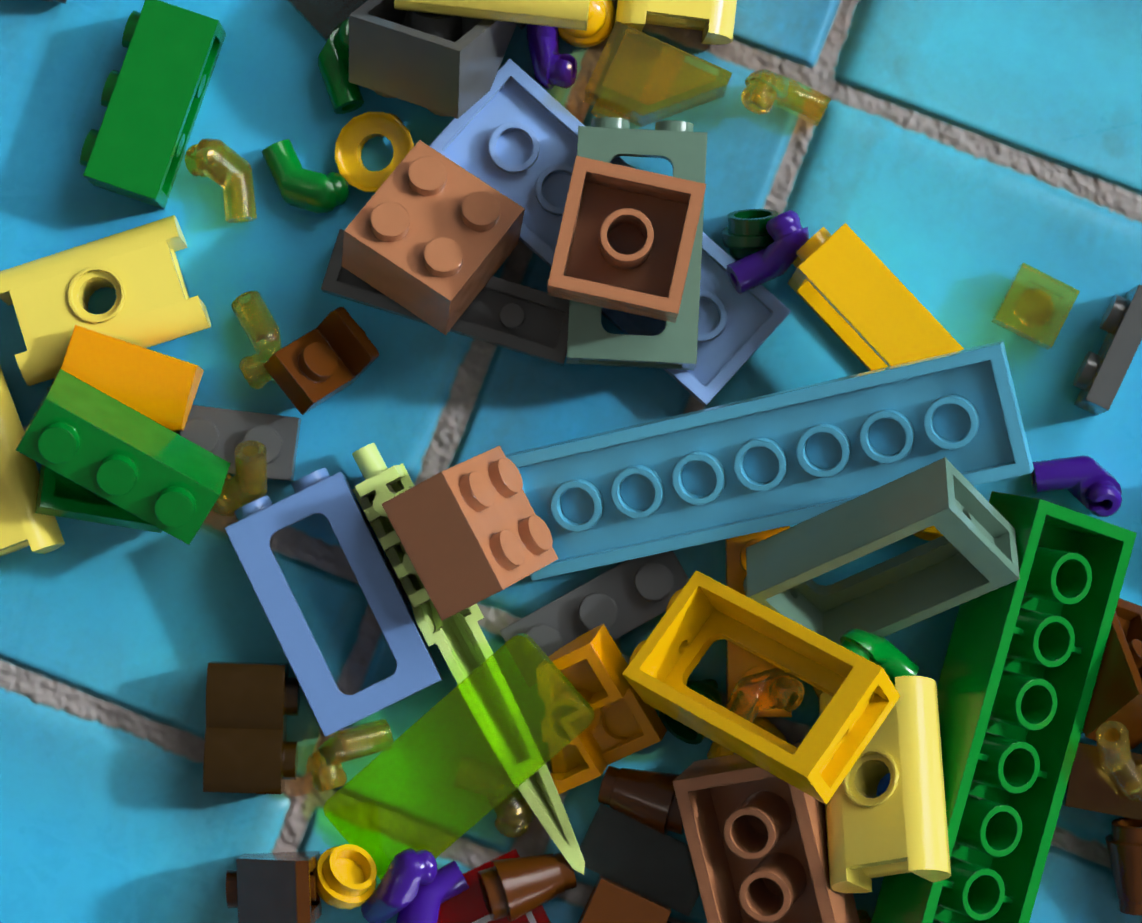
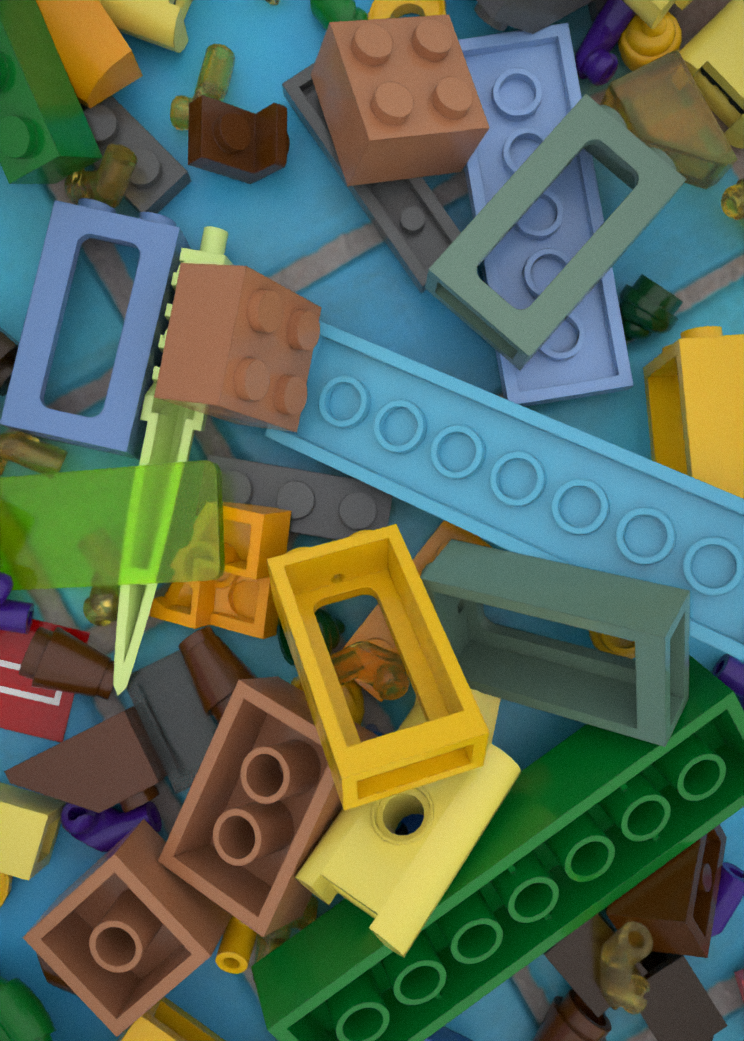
camera: 40 degrees right, 0 degrees up
(626, 239) = (556, 194): nougat brick -> none
(773, 259) = (656, 331): dark purple arm -> none
(879, 652) = (493, 709): green arm -> none

